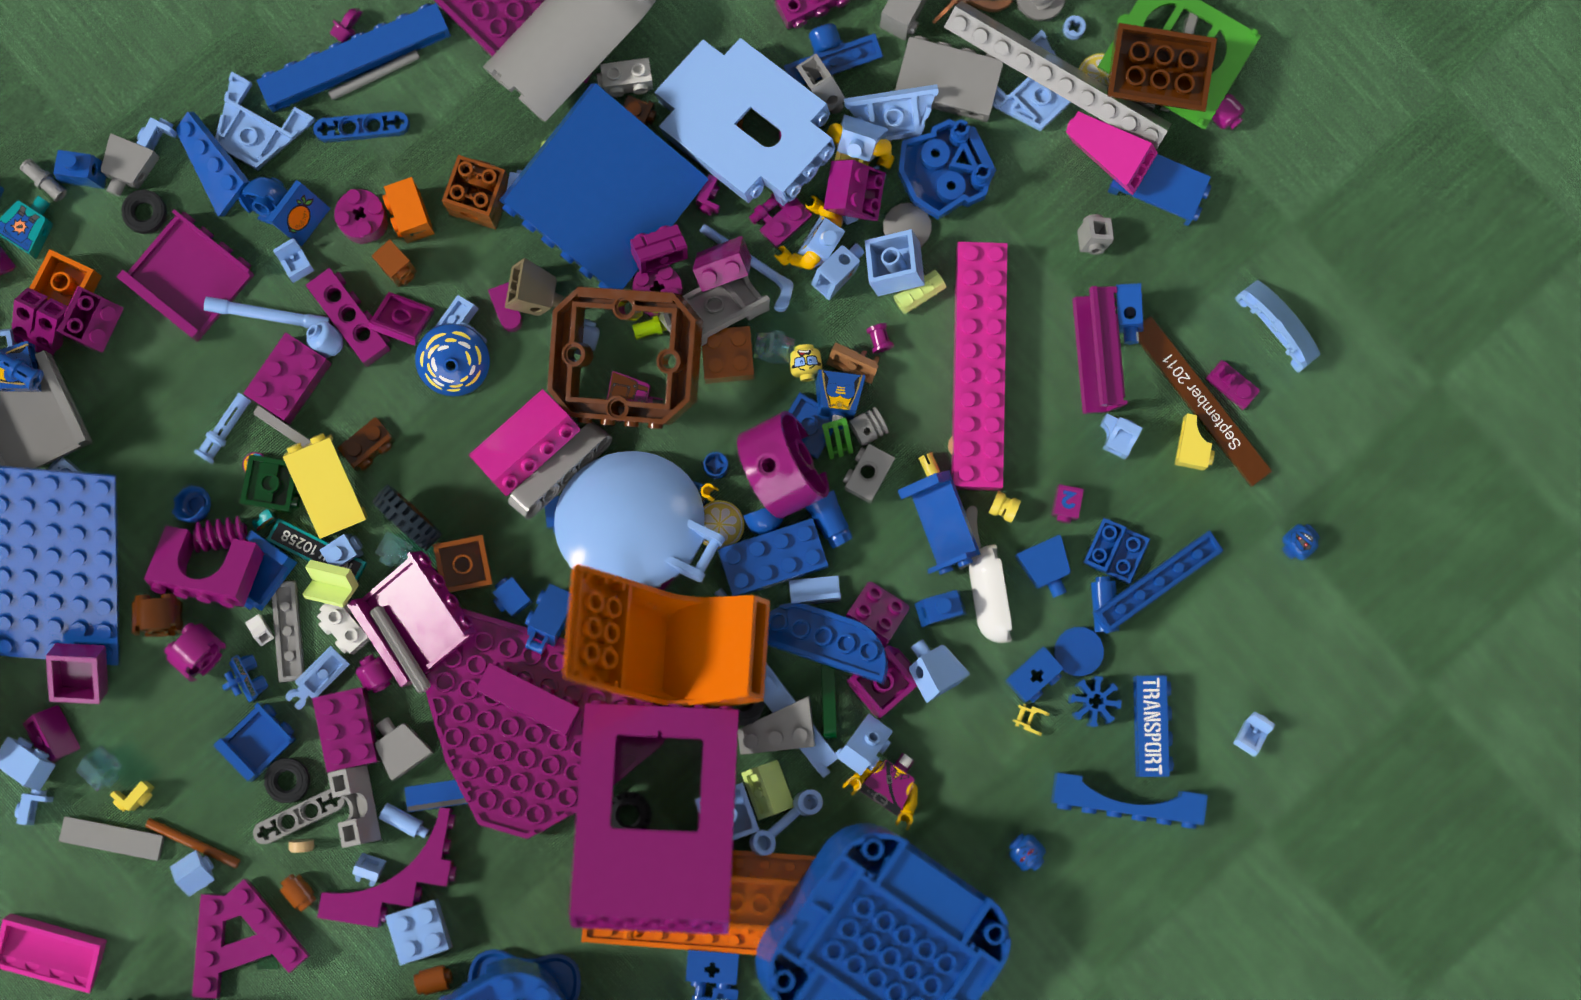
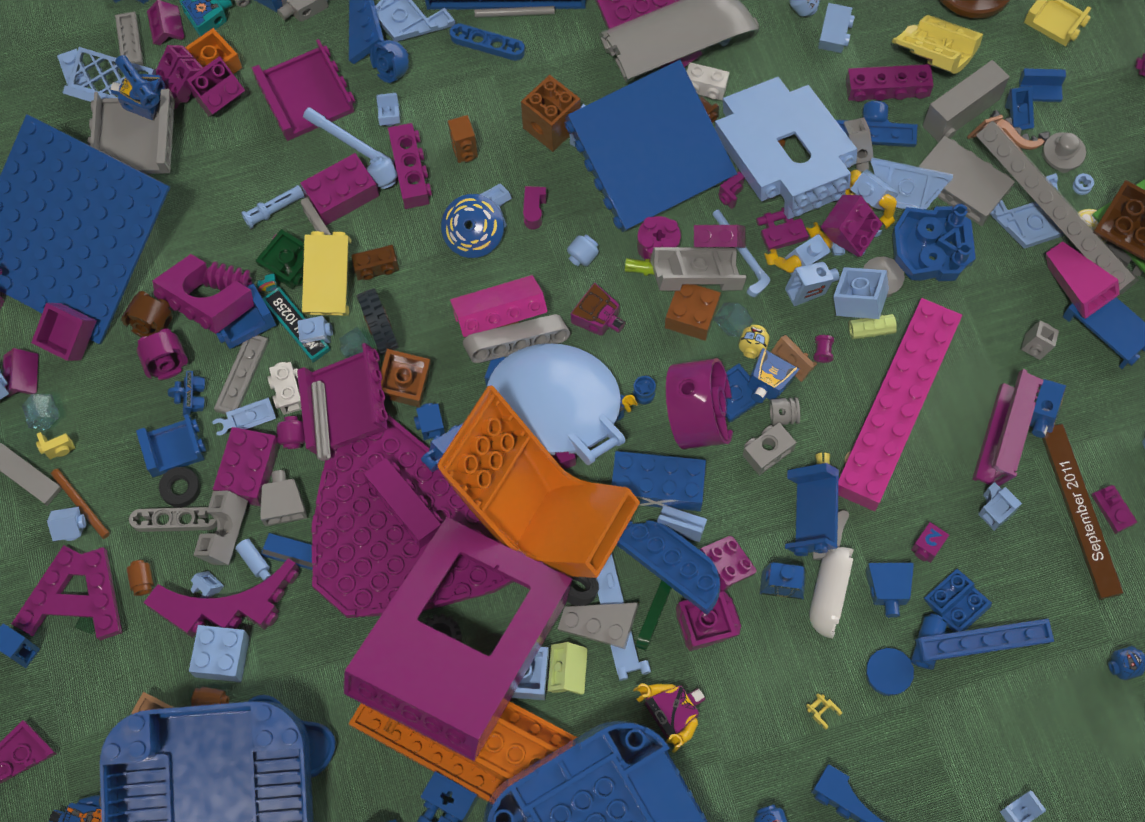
camera: 30 degrees right, 15 degrees down
(131, 203) = (295, 26): black tyre -> none
(192, 504) = (219, 249): blue hair -> none
(259, 629) = (220, 362): white piece -> none
(298, 213) = (409, 77): blue tile -> none
(301, 845) = (163, 541): tan tile -> none
(330, 583) = (294, 348): yellowish green panel -> none
(355, 204) = (454, 98): magenta brick -> none
(401, 318) = (448, 181): magenta plate -> none
(409, 210) = (492, 106): orange brick -> none
(531, 289) = (560, 199): dark tan torso -> none
(568, 336) = (646, 301): reddish brown panel -> none
(658, 248) = (674, 204): magenta brick -> none
(724, 519) = (635, 436): dish -> none
(762, 521) = (664, 445): blue hair -> none
(763, 841) = (543, 706): light blue piece -> none
(830, 520) = (720, 469): blue plant -> none
(839, 447) = (752, 421): bright green tile -> none
(865, 744) = (668, 664): light blue brick -> none
(936, 670) = (757, 630): light blue torso -> none
(1004, 506) = (873, 523): light yellow wheel -> none
(1020, 678) = (852, 664): blue brick -> none
(1098, 708) = (878, 716): blue gear -> none
(1151, 726) = (930, 763): blue brick -> none
(1192, 448) = (1059, 546): light yellow arch -> none

